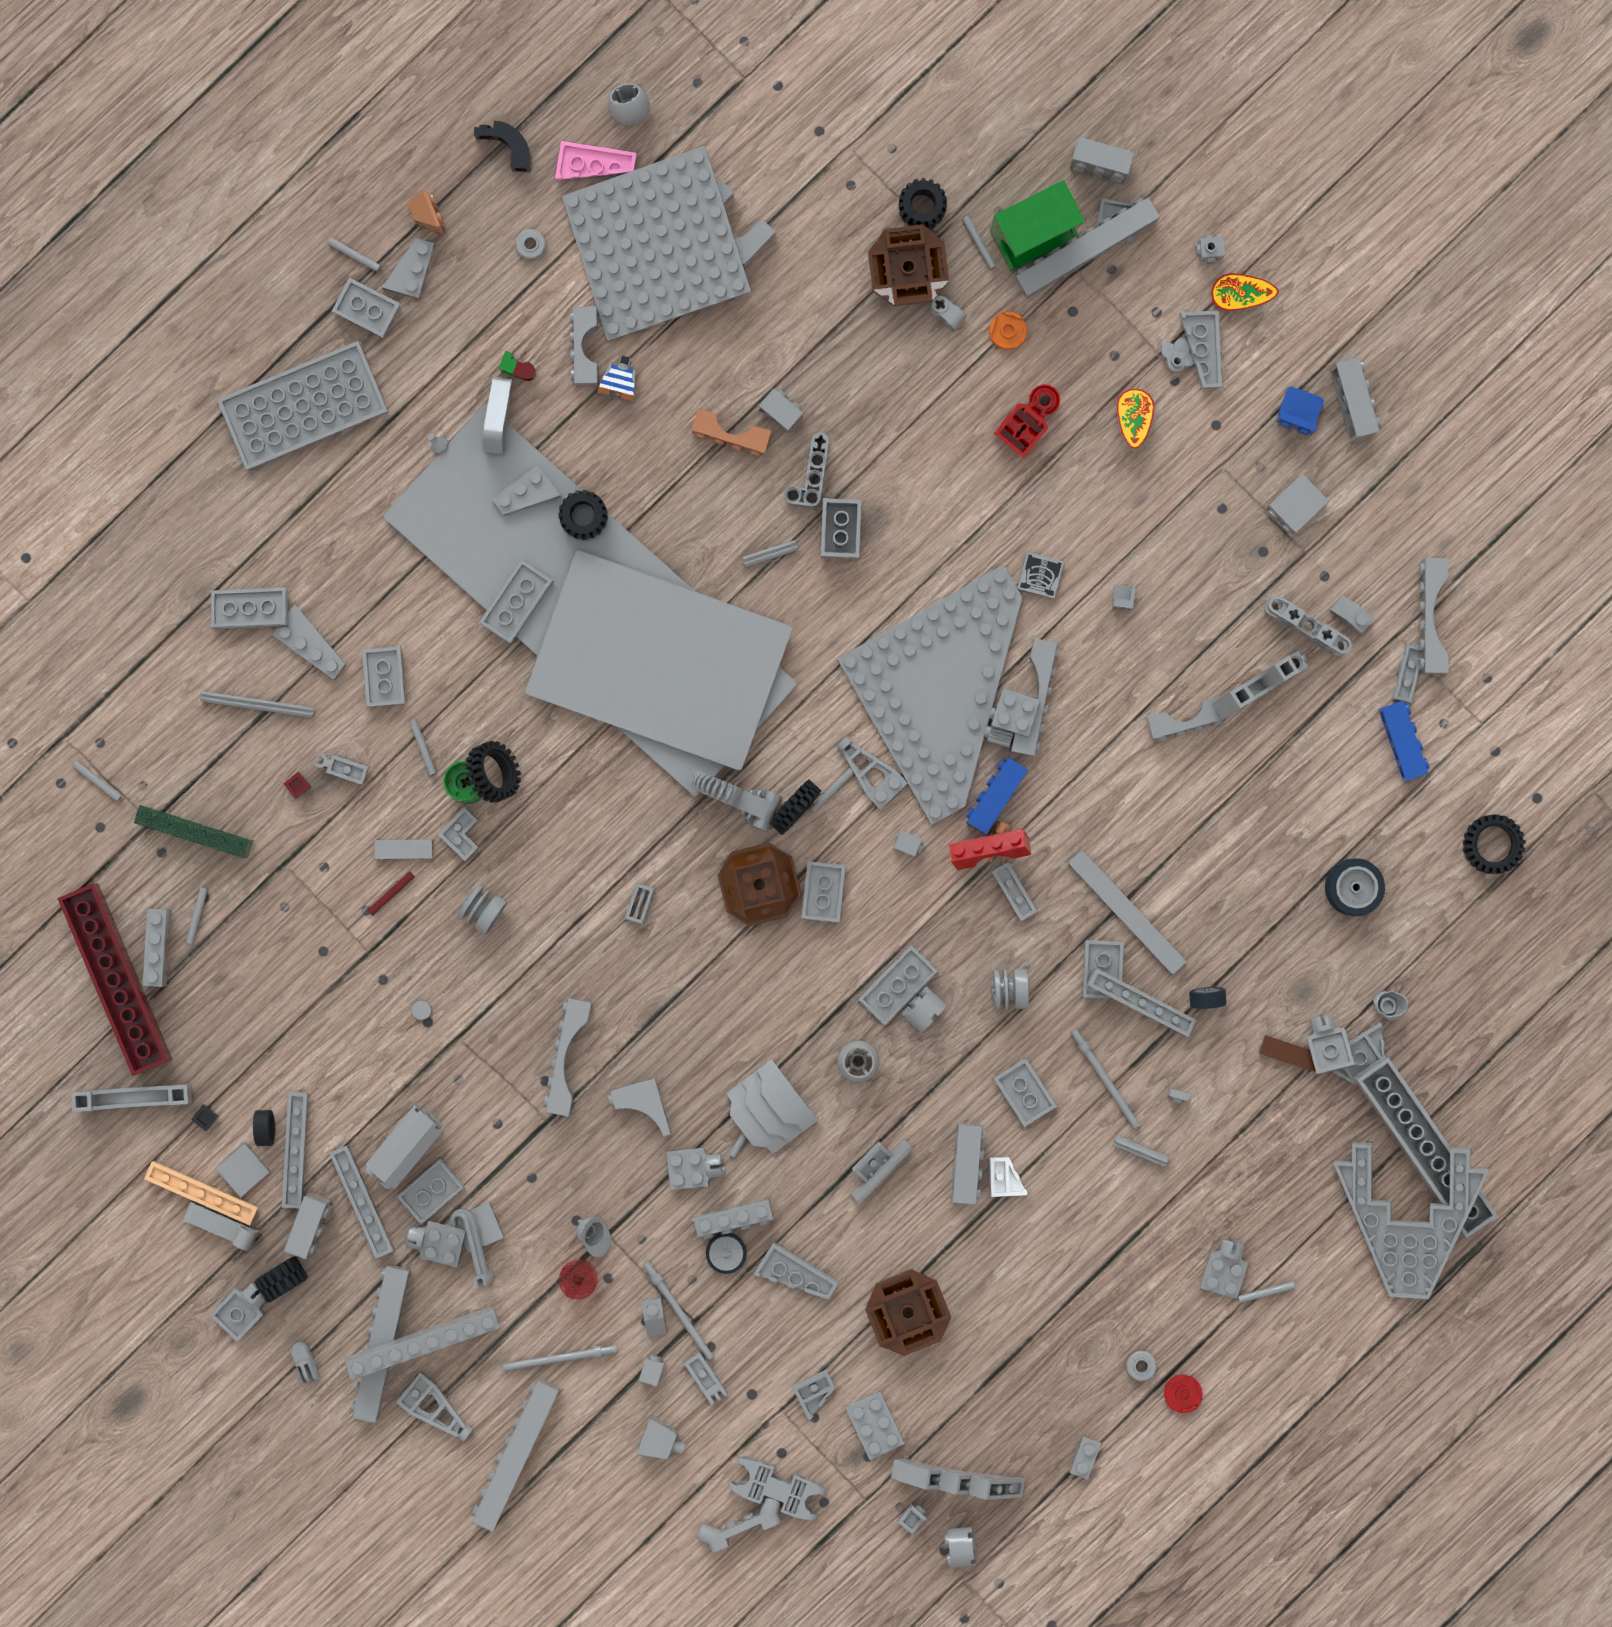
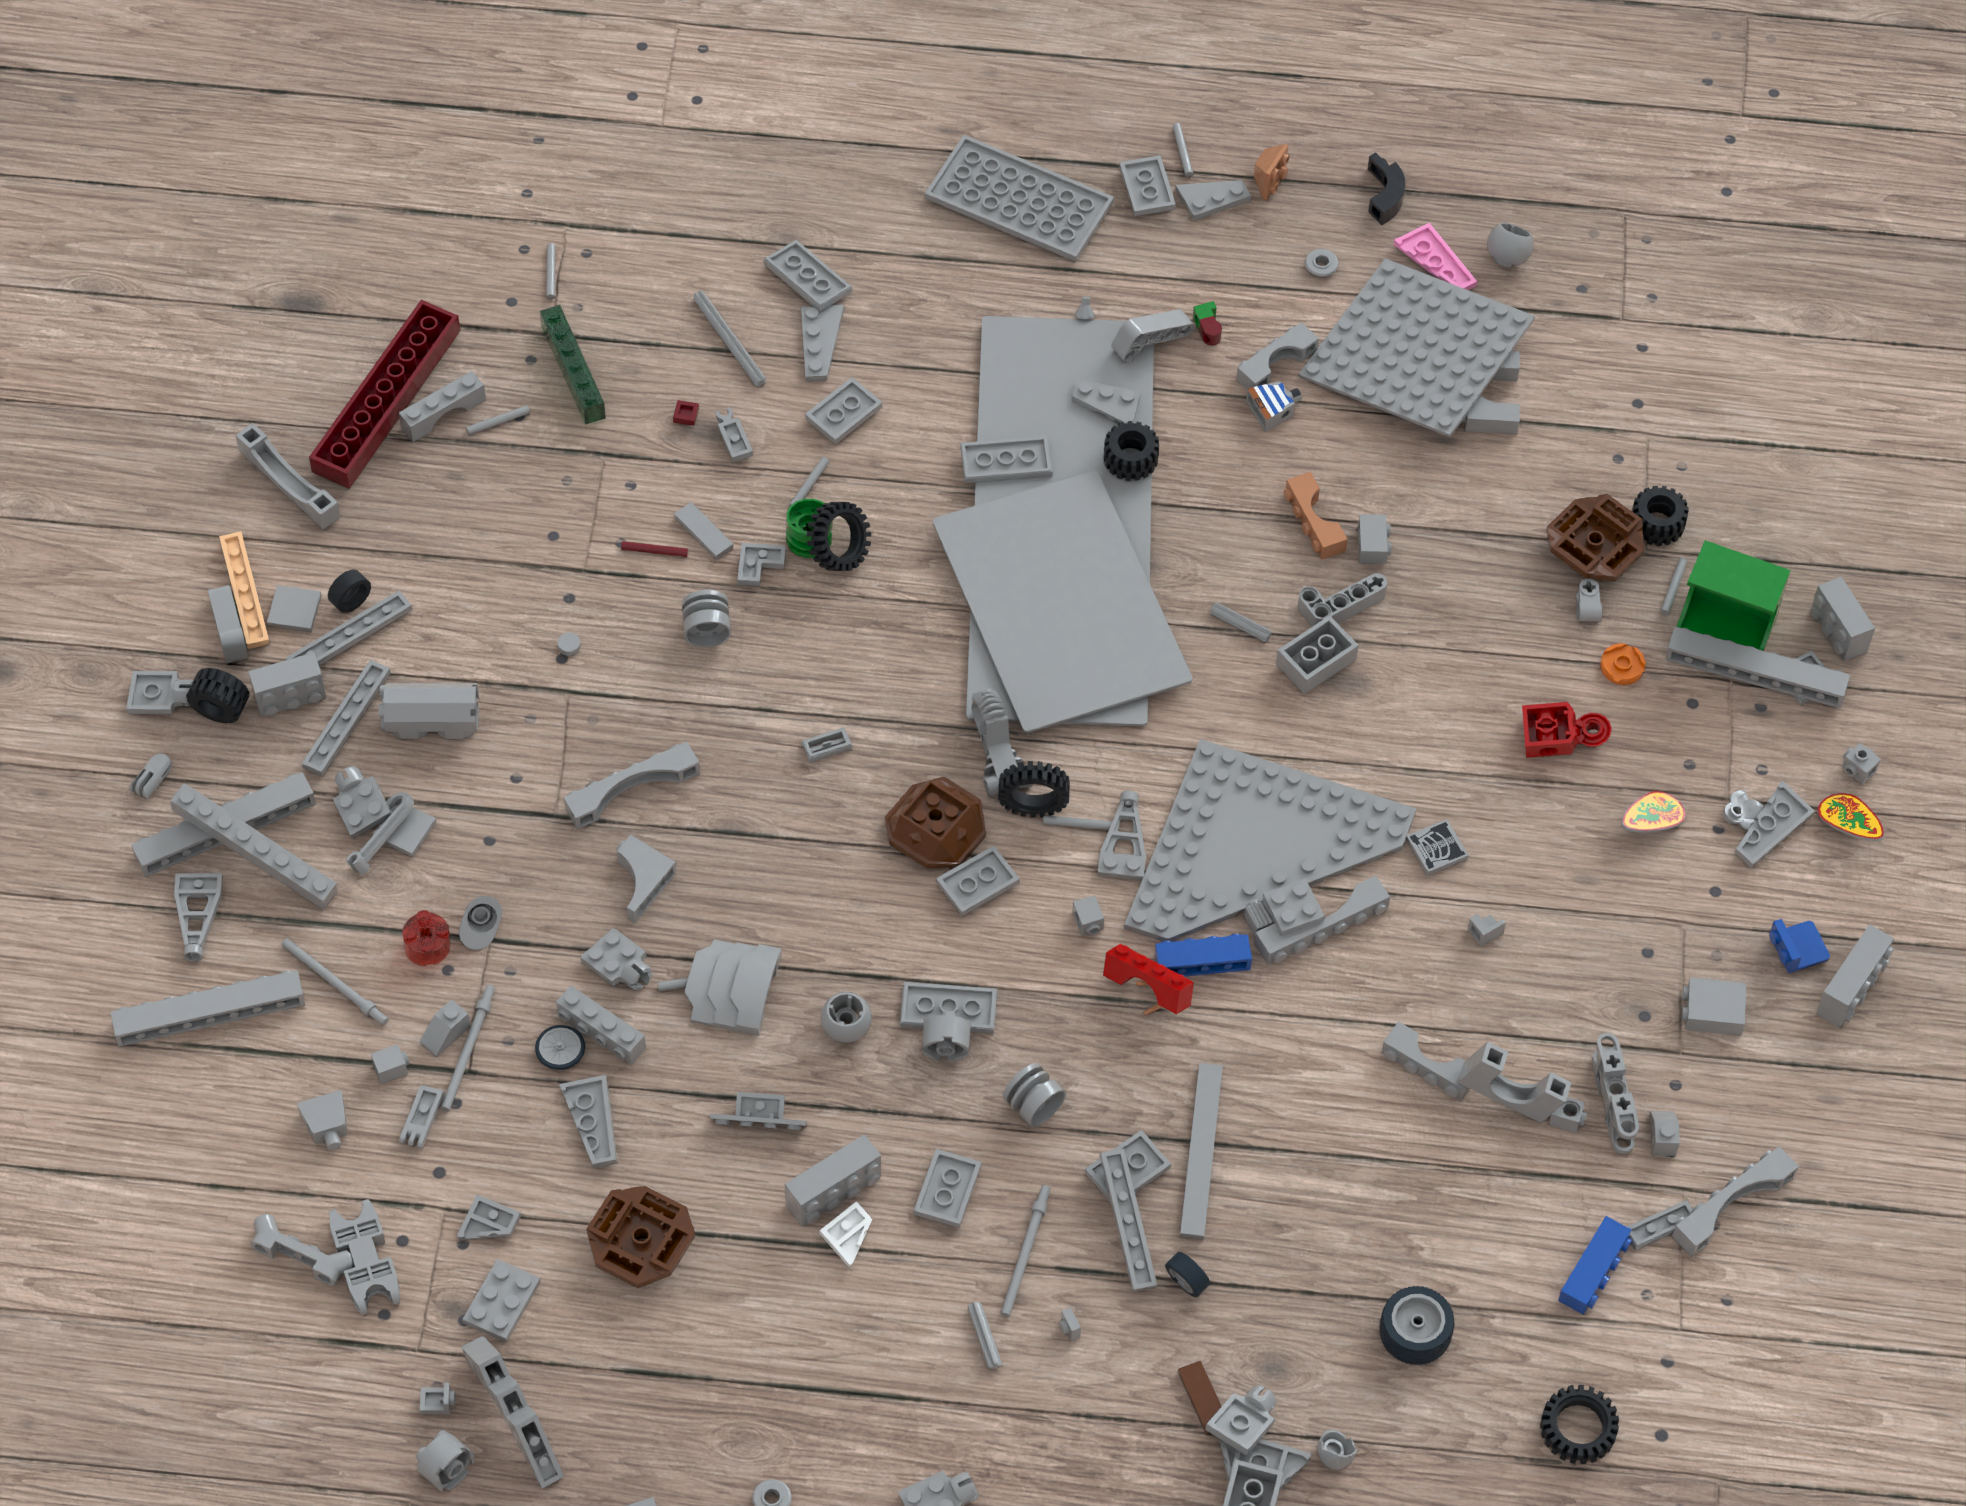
camera: 50 degrees right, 30 degrees down
(205, 1117) = (318, 546): black plate -> none
(430, 1191) = (405, 767): light grey tile -> none
(1014, 891) = (1128, 1037): light grey plate -> none

